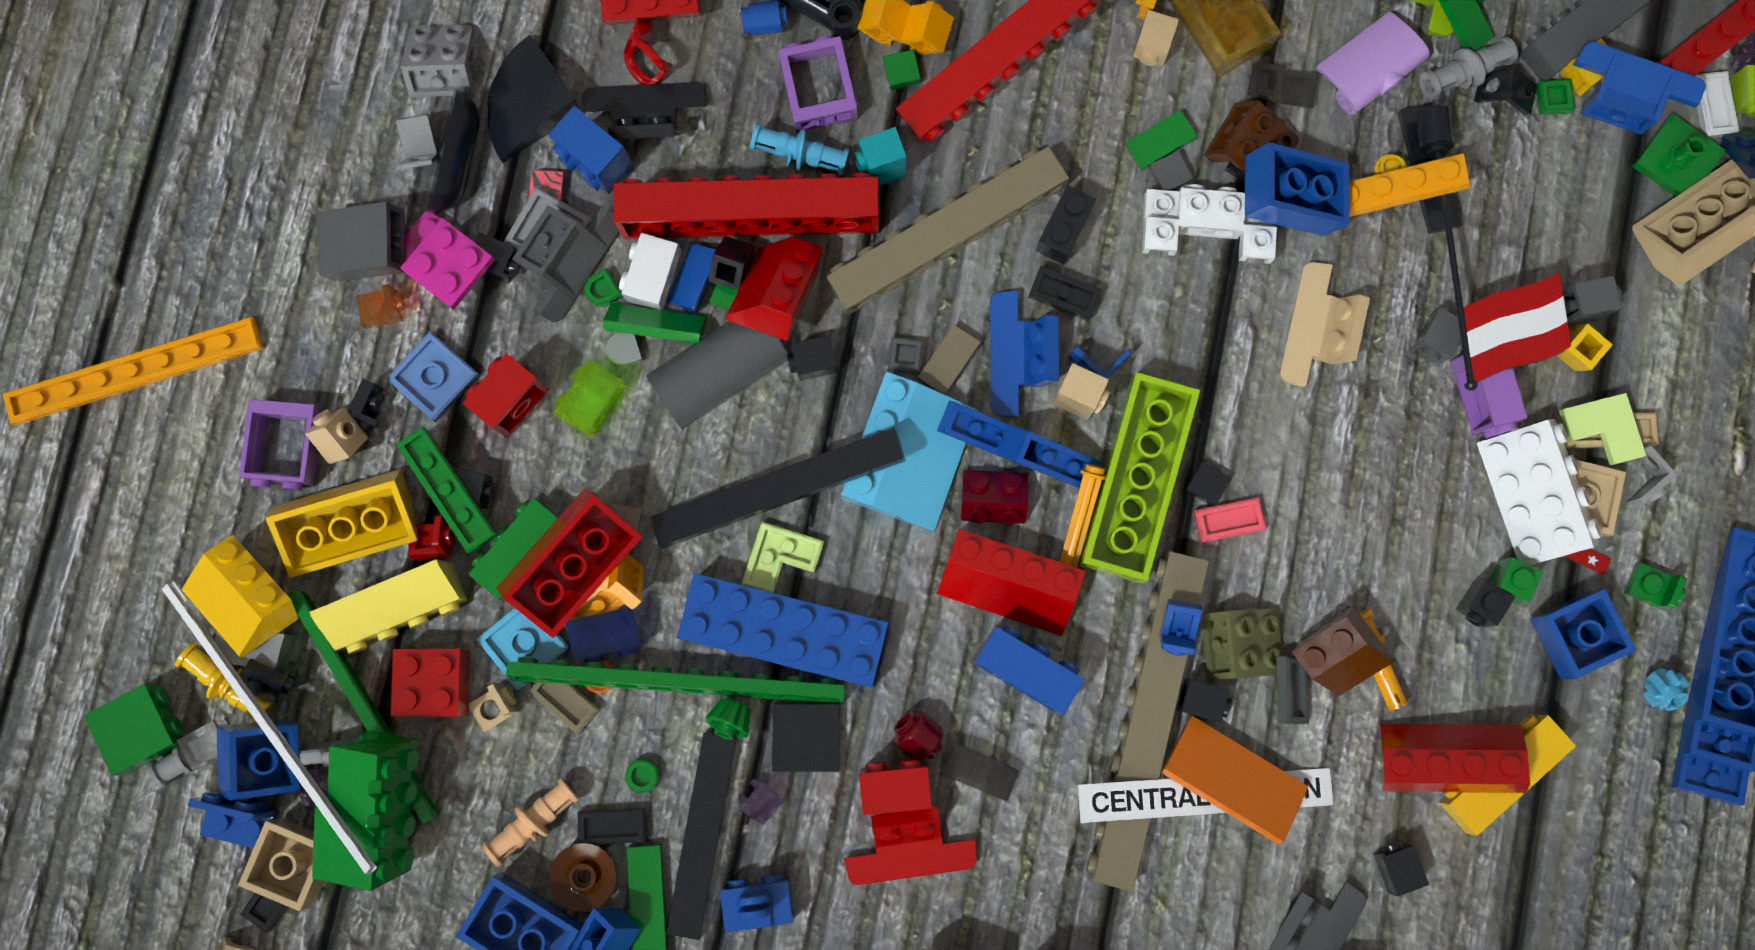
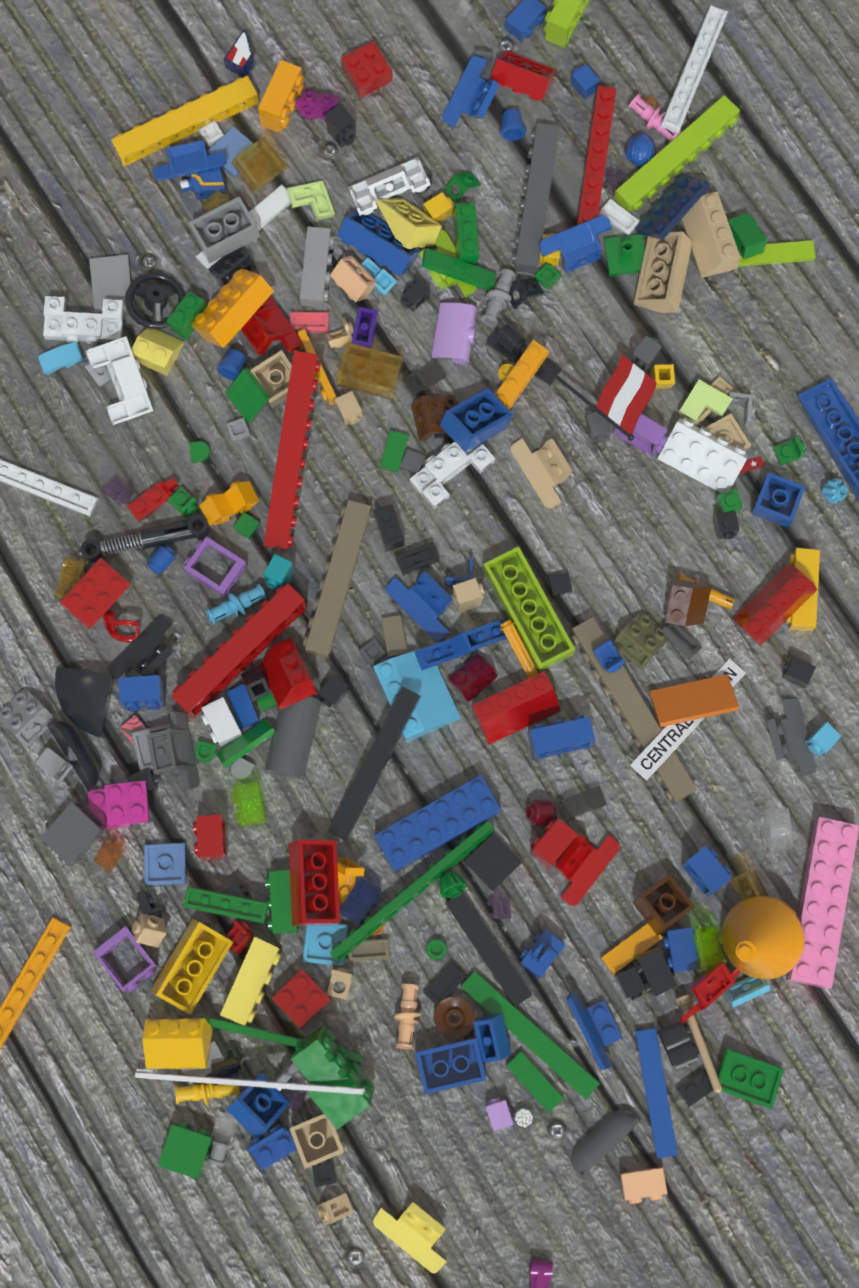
camera: 50 degrees left, 5 degrees down
(775, 547) = (399, 790): yellowish green tile -> none
(1204, 700) = (648, 679): black brick -> none
(1229, 520) = (584, 591): coral tile -> none

